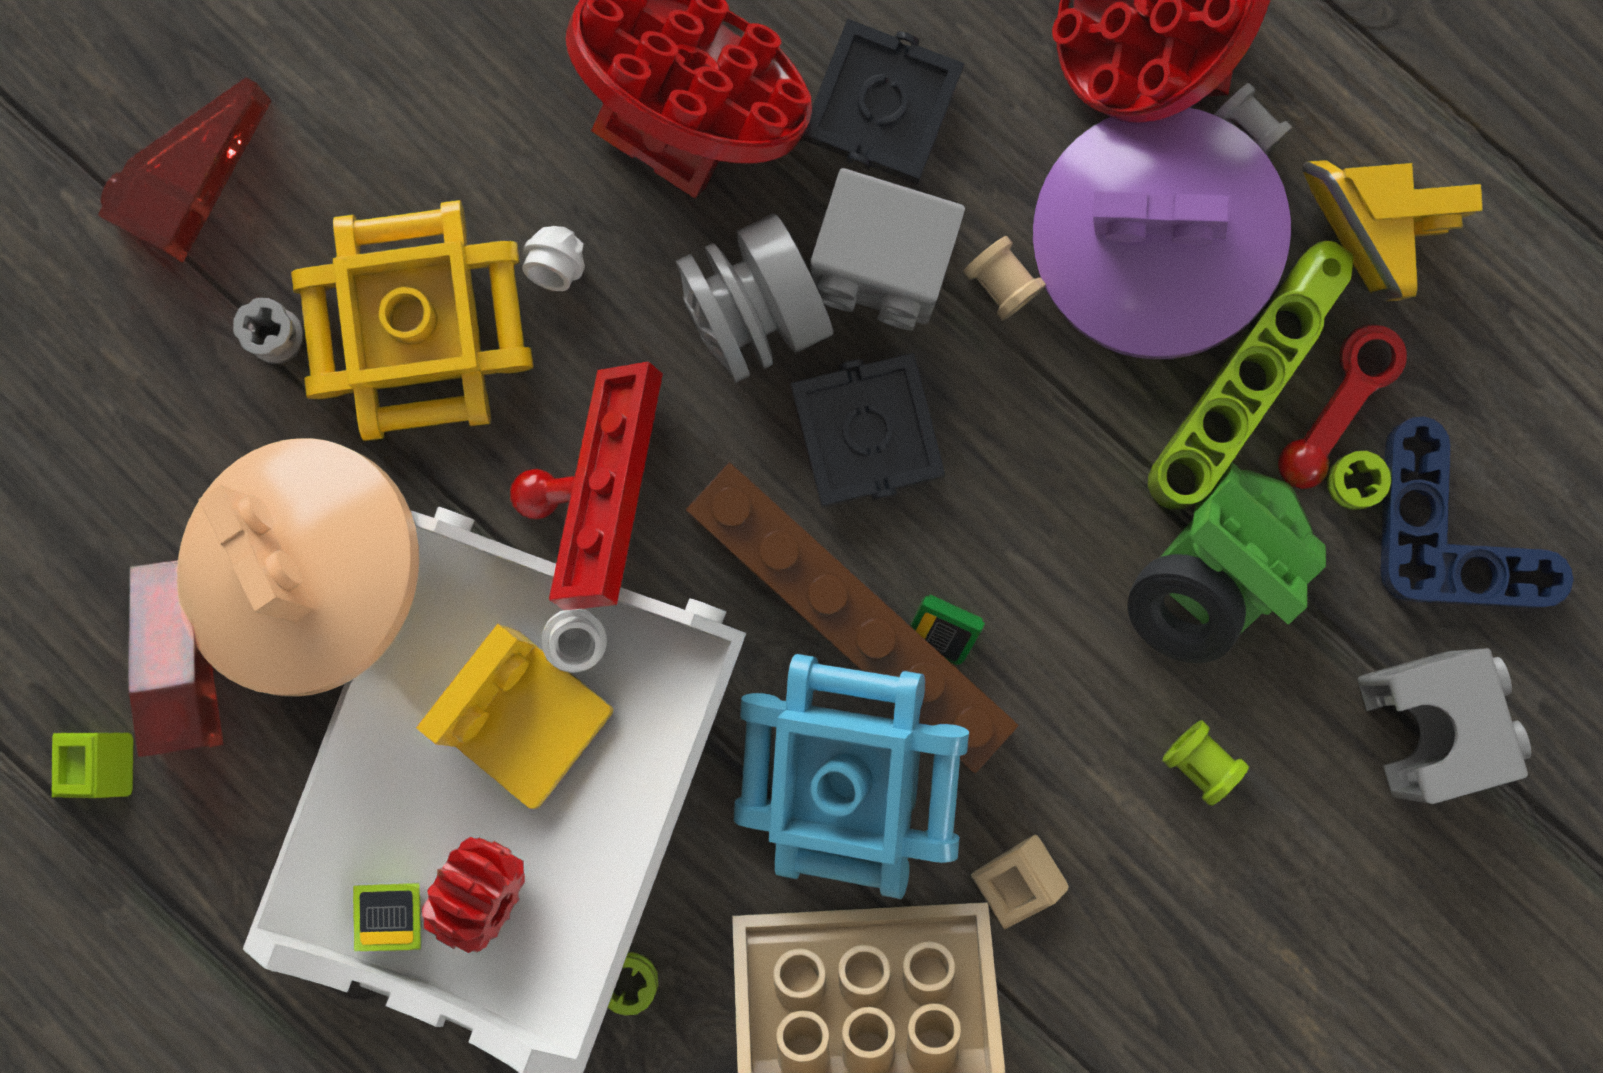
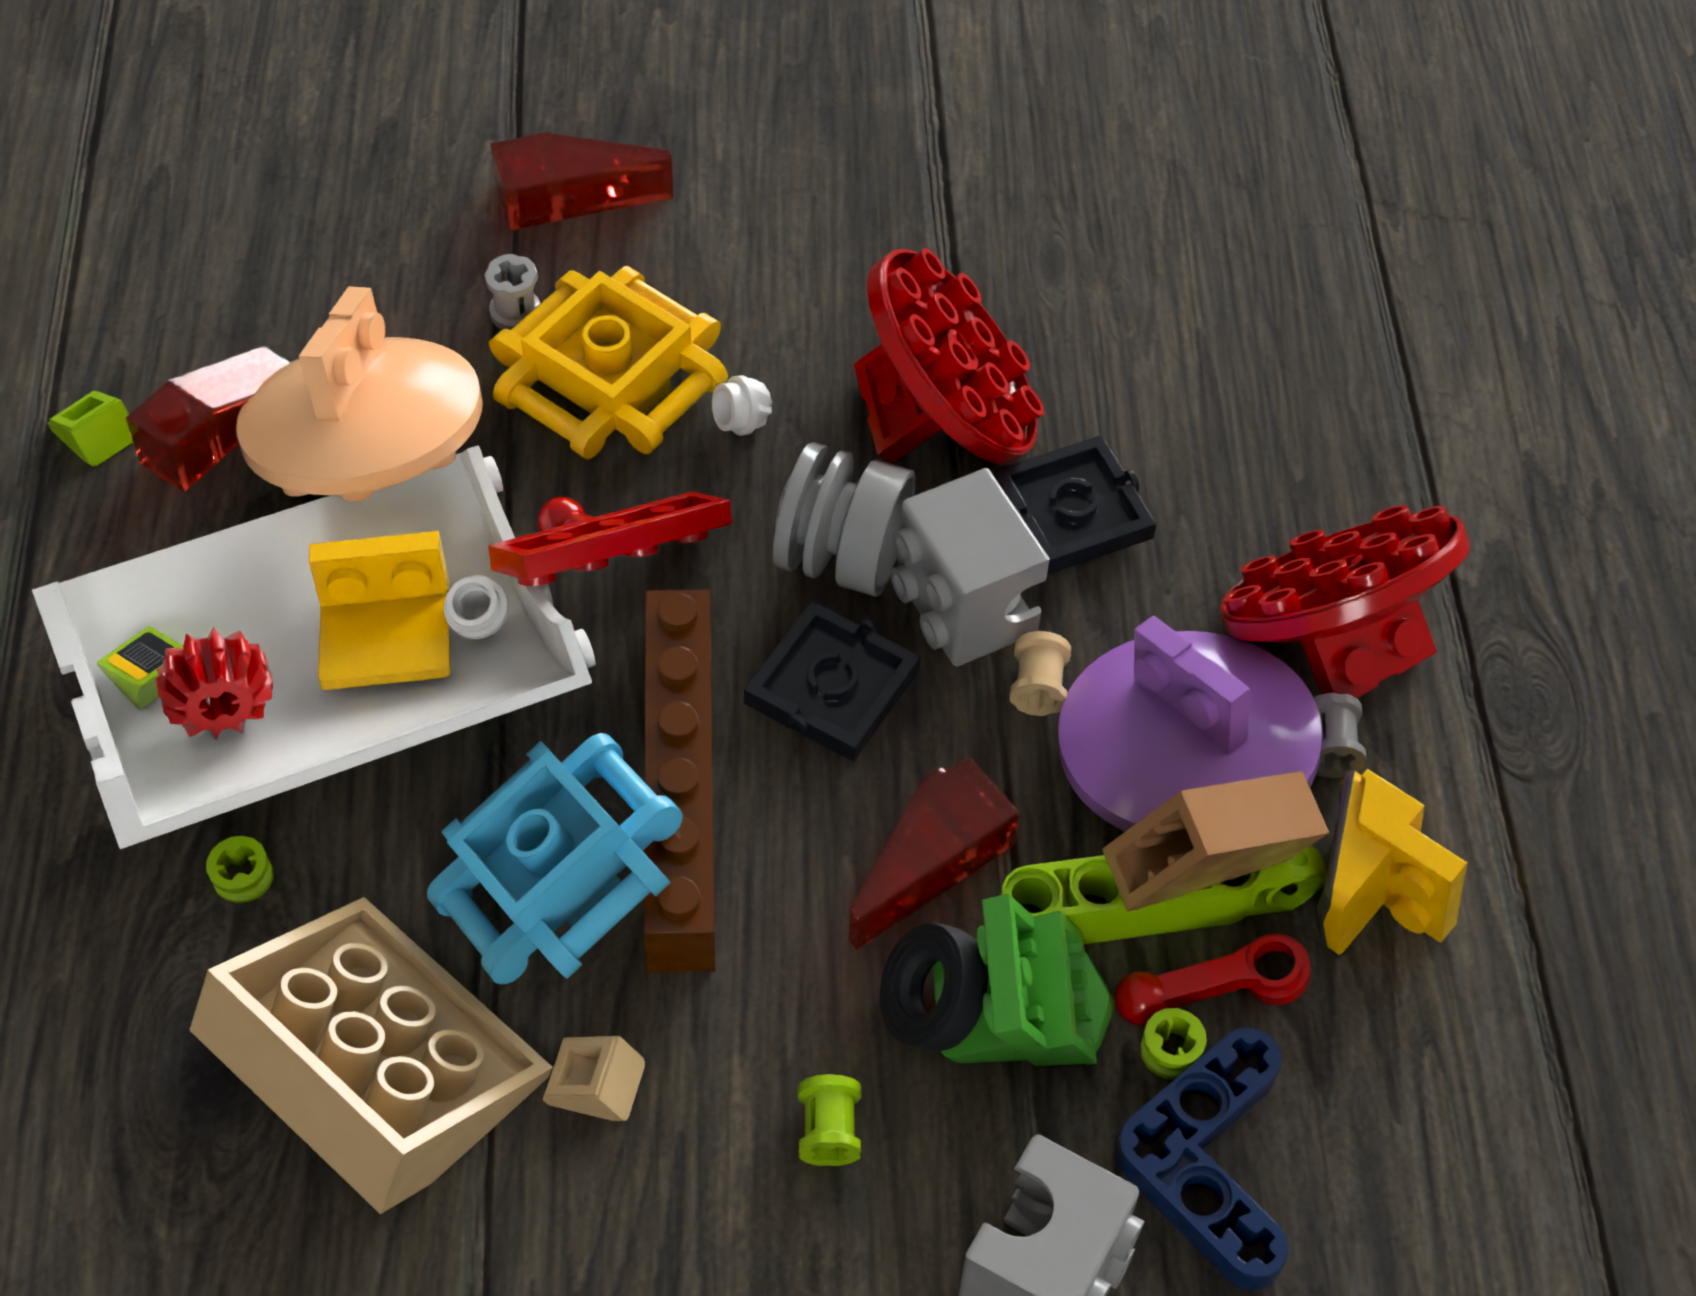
camera: 45 degrees right, 30 degrees down
(947, 628) = (741, 849): slope -> none
(1070, 488) = (943, 836): none -> clear red slope
(1291, 326) = (1214, 837): none -> medium nougat slope

